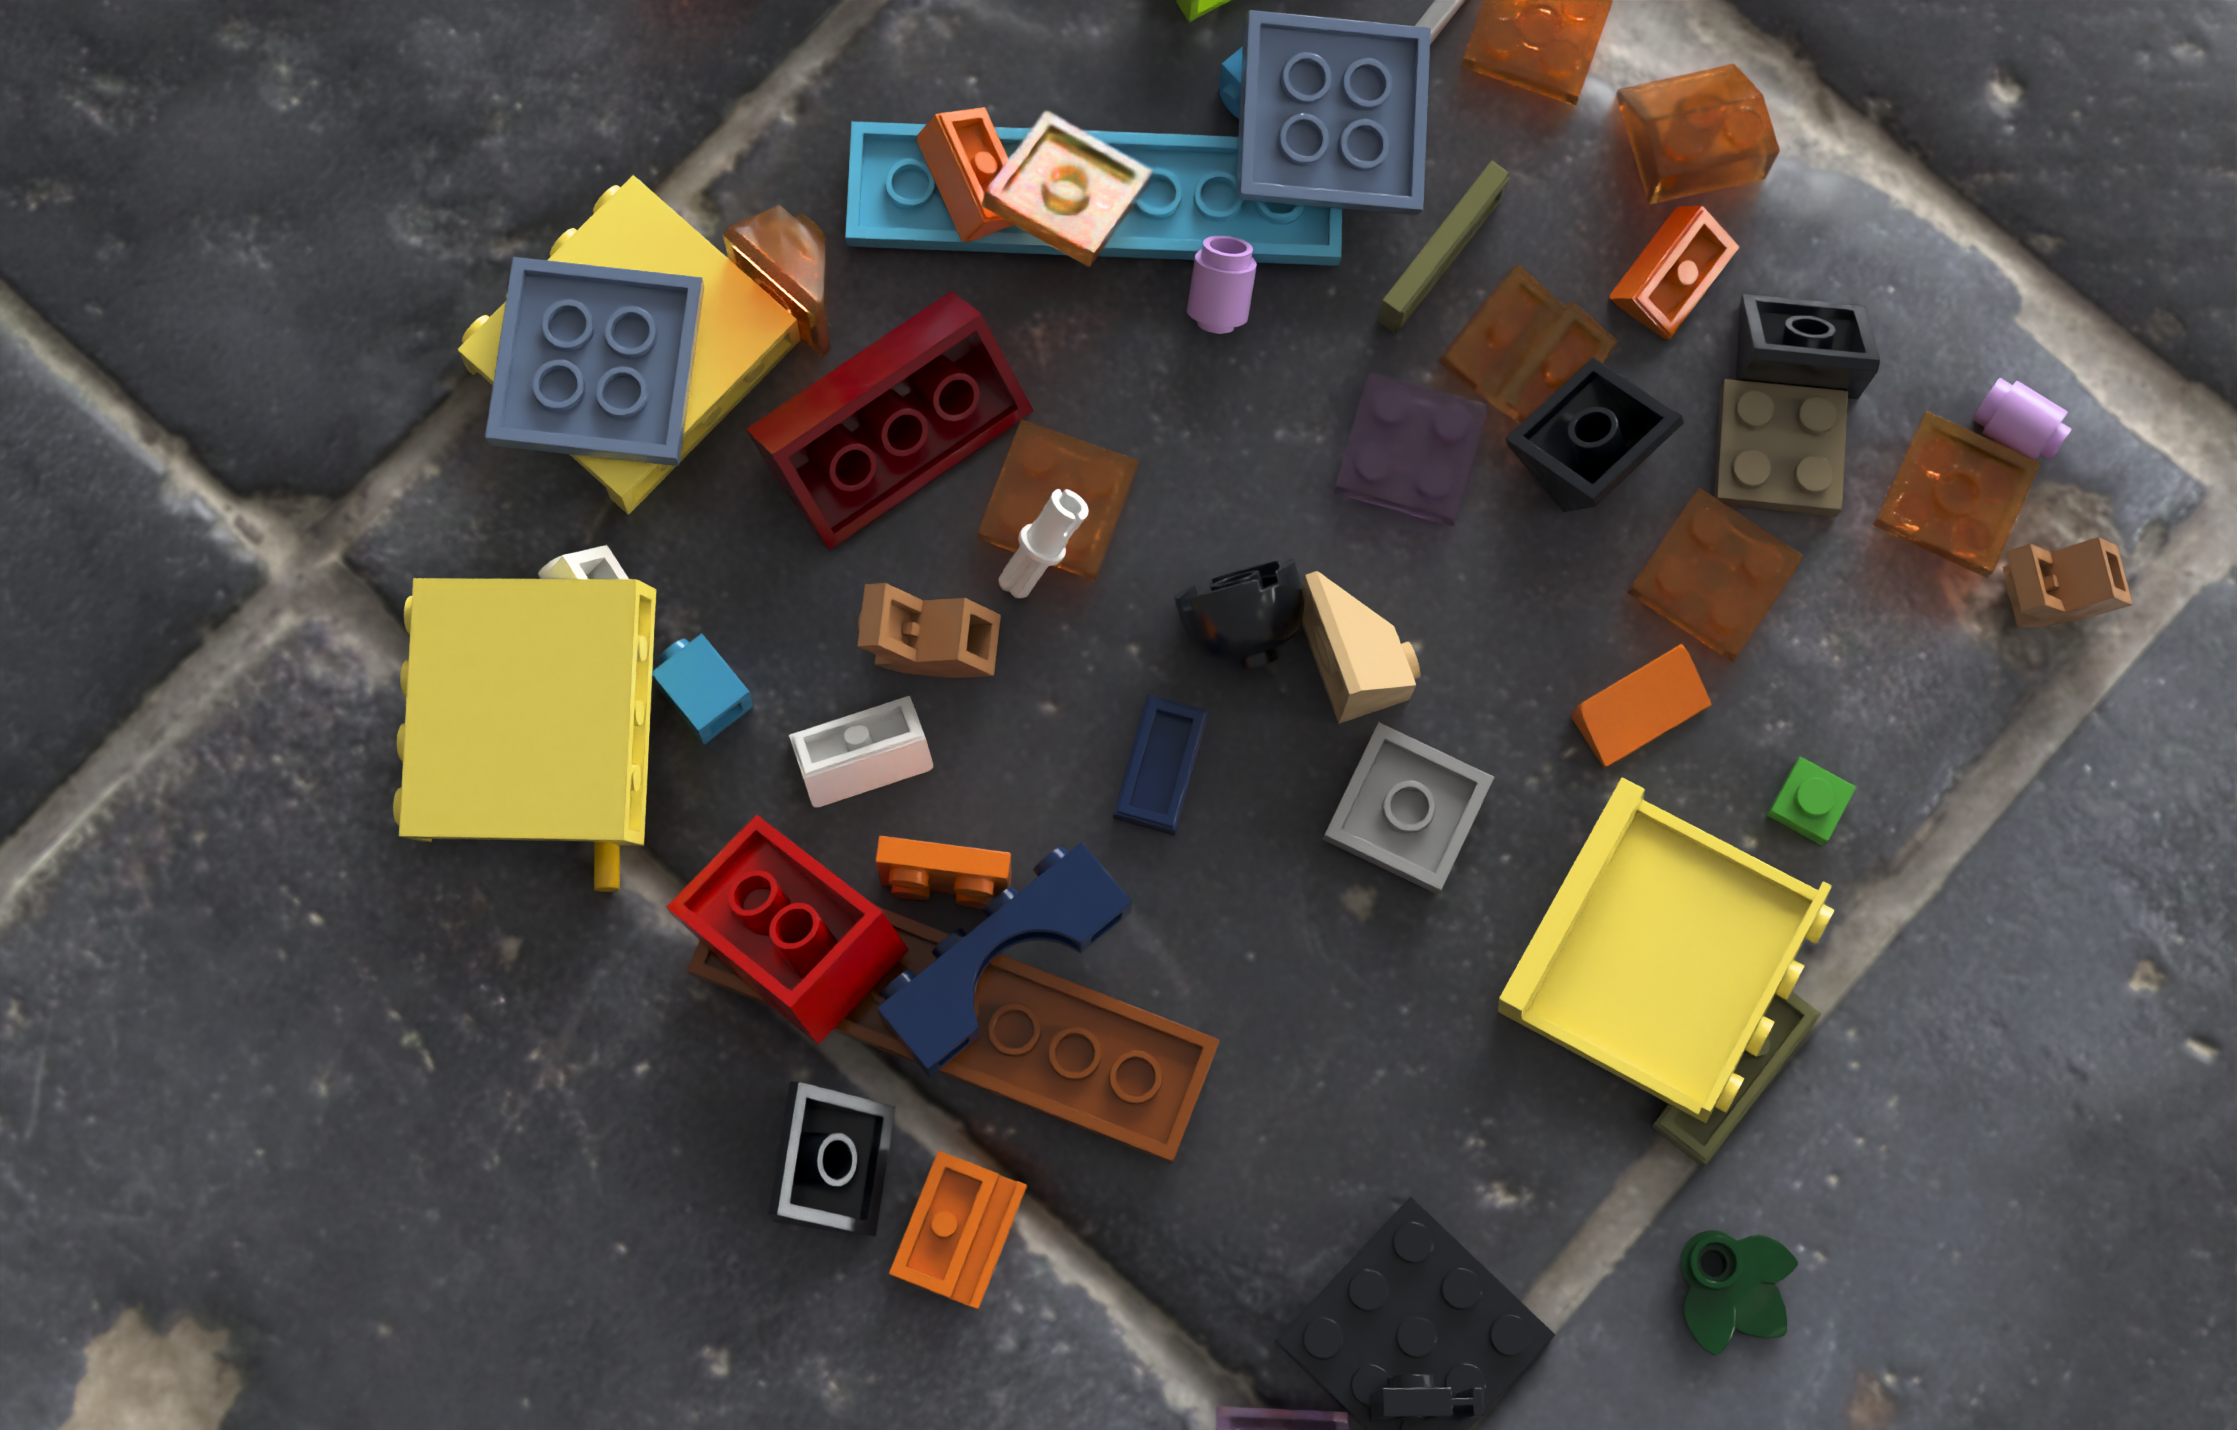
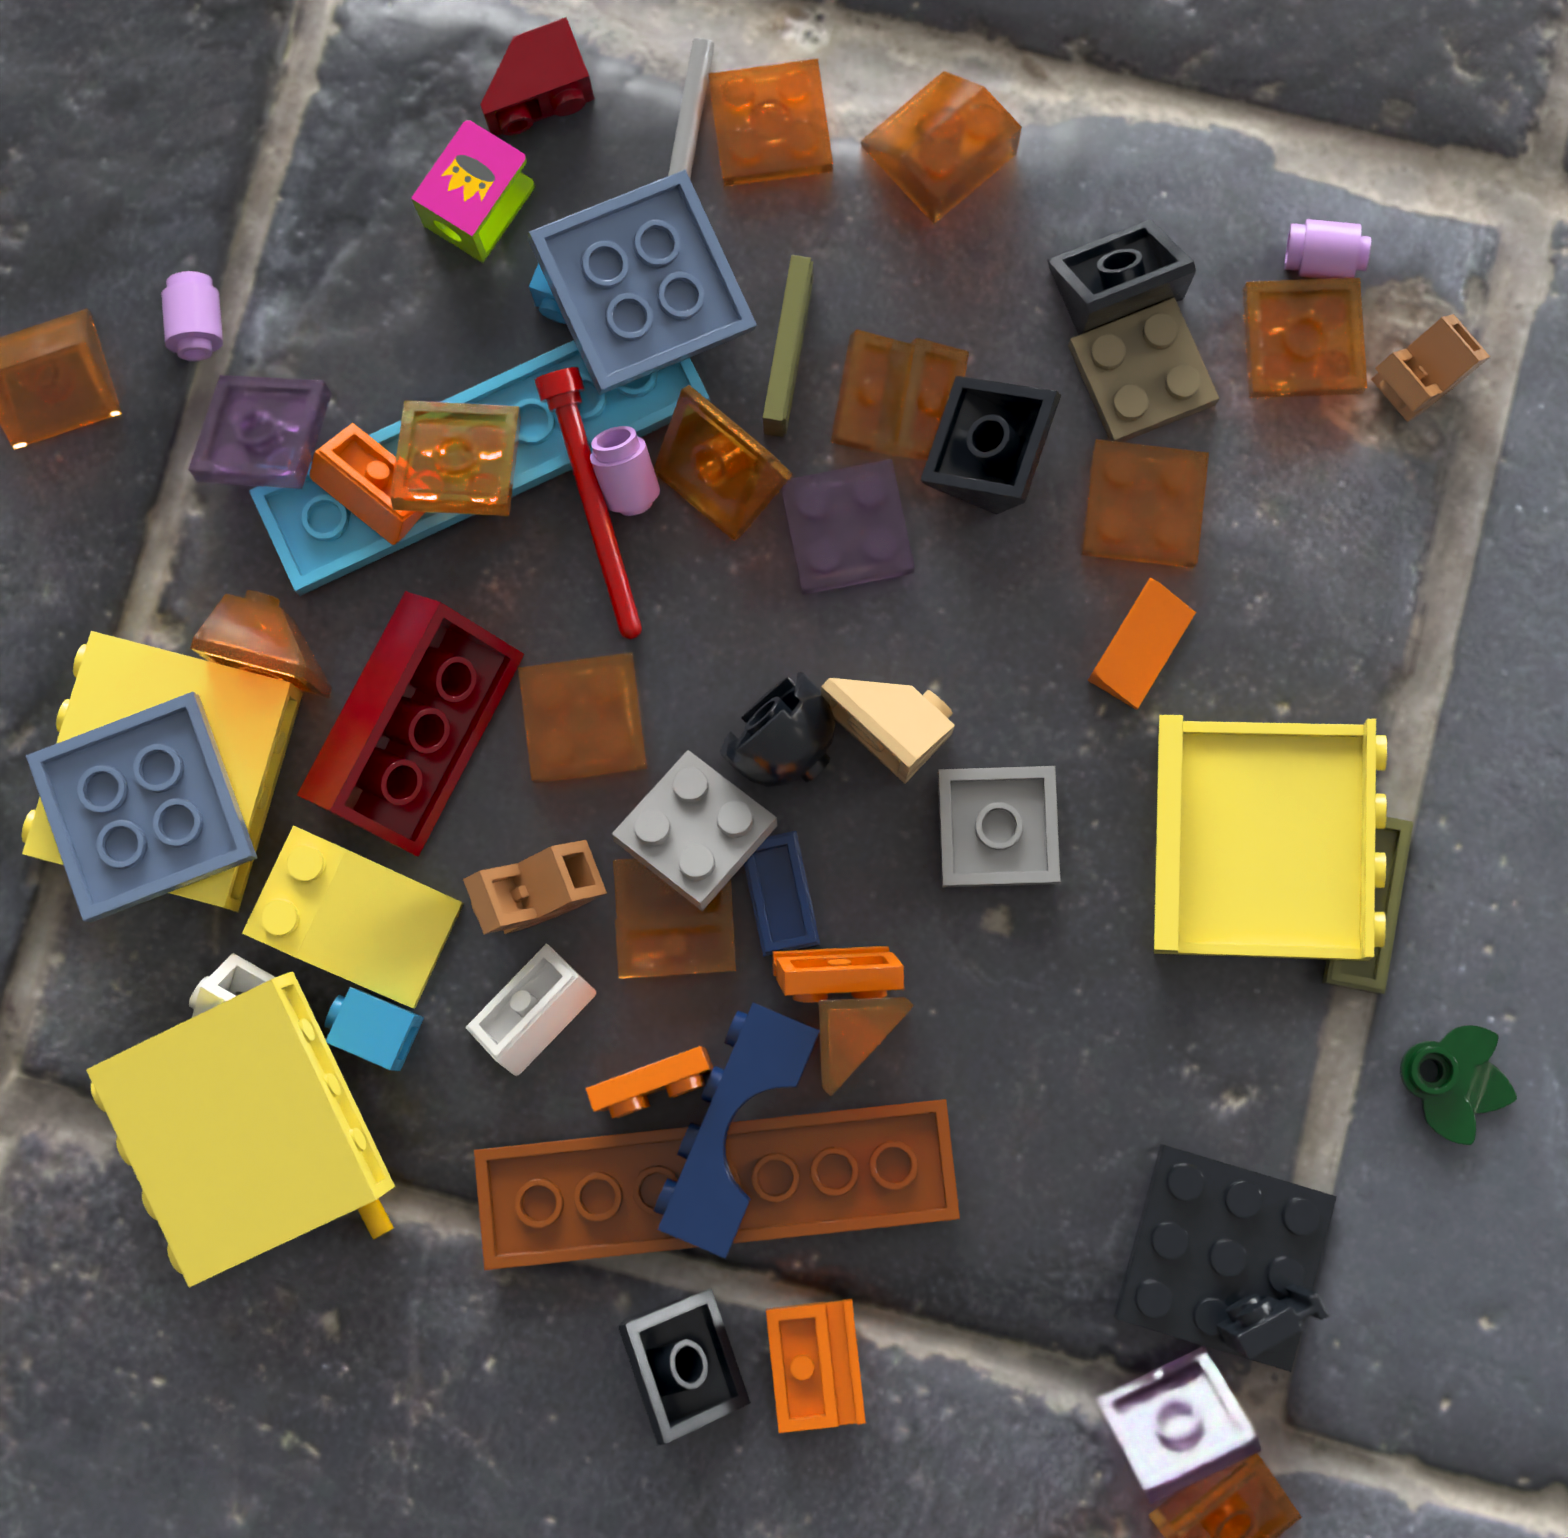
camera: 15 degrees left, 5 degrees up
(737, 572) = (353, 917): none -> light yellow slope
(789, 928) = (549, 1197): red slope -> none
(892, 71) = (260, 431): none -> clear purple plate
(1043, 542) = (590, 763): white axle -> none
(1048, 730) = (664, 931): none -> clear orange slope
(1111, 658) = (695, 830): none -> light grey plate
(1154, 851) = (858, 970): none -> orange plate
(1165, 926) = (852, 1031): none -> clear orange slope
(1200, 179) = (562, 393): none -> red piece
(1316, 324) = (717, 465): none -> clear orange slope
(1674, 270) = (983, 268): orange slope -> none
(1811, 801) = (1316, 650): bright green plate -> none

